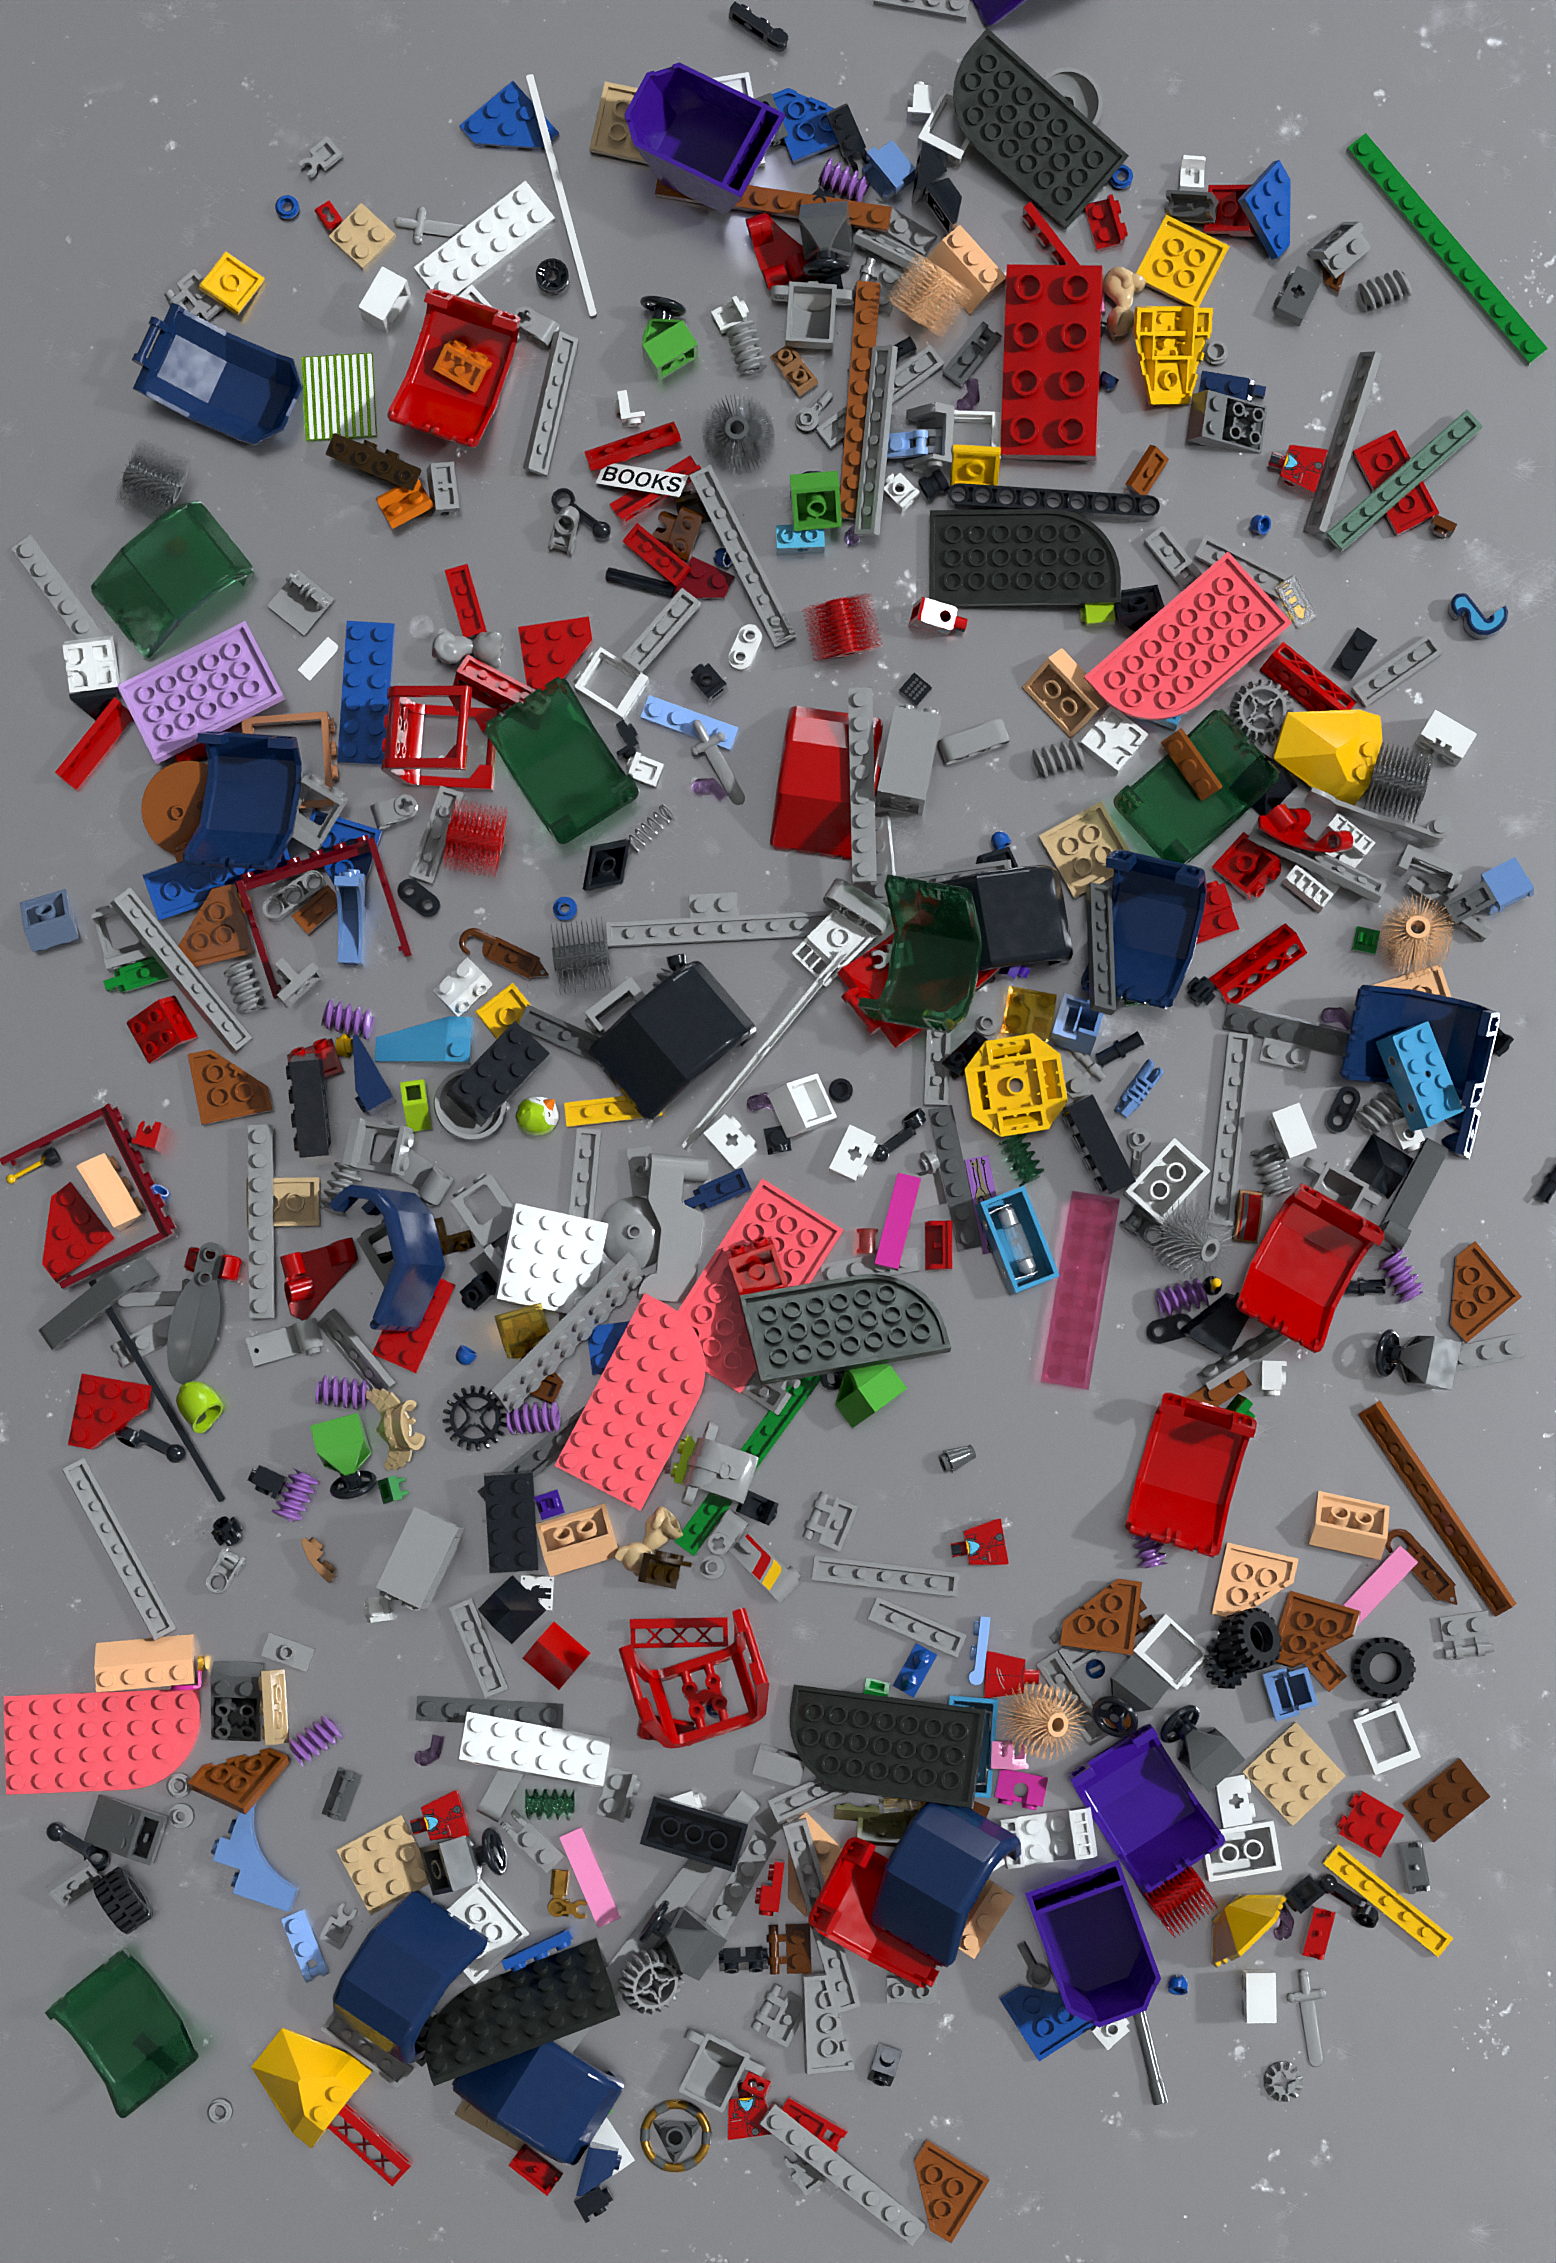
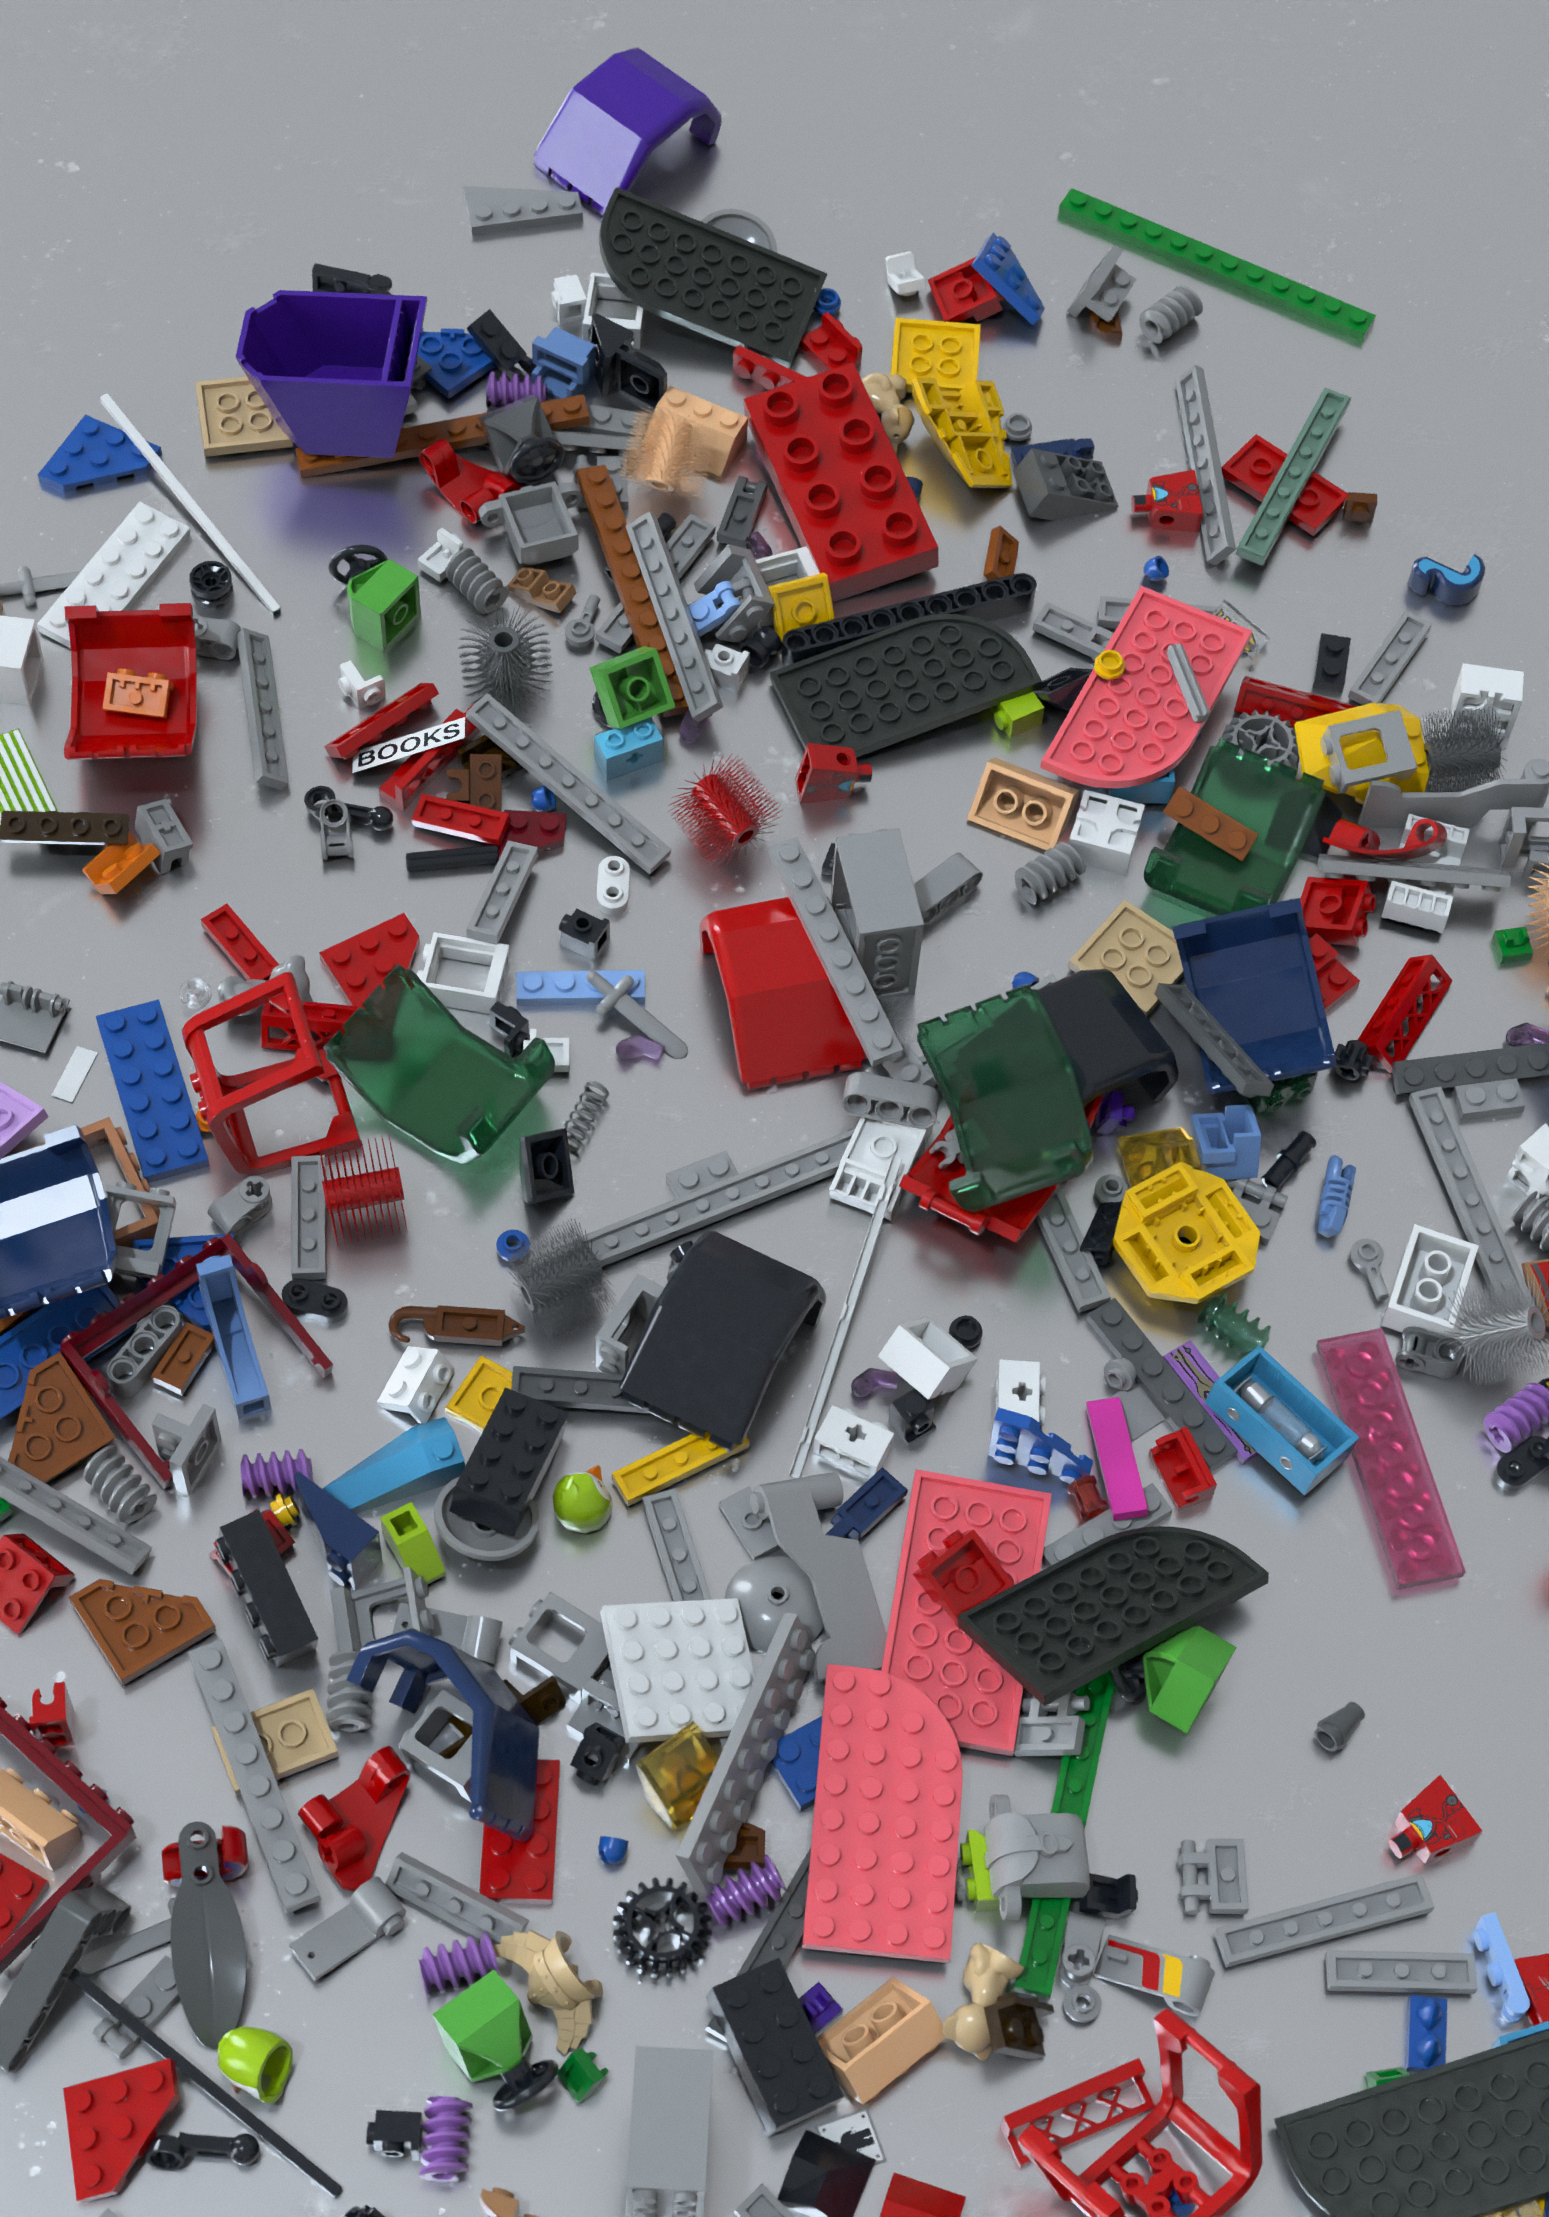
camera: 25 degrees left, 25 degrees down
(845, 1202) = (1020, 1441): none -> blue plate
(910, 1123) = (1073, 1337): black piece -> none
(1098, 1144) = (1324, 1267): black brick -> none
(1169, 616) = (1109, 664): none -> yellow plate
(1192, 206) = (920, 297): dark grey hinge -> none
(1220, 653) = (1188, 683): none -> light grey axle
(1303, 282) = (1079, 347): dark grey brick -> none
(1342, 764) = (1395, 742): none -> light grey window

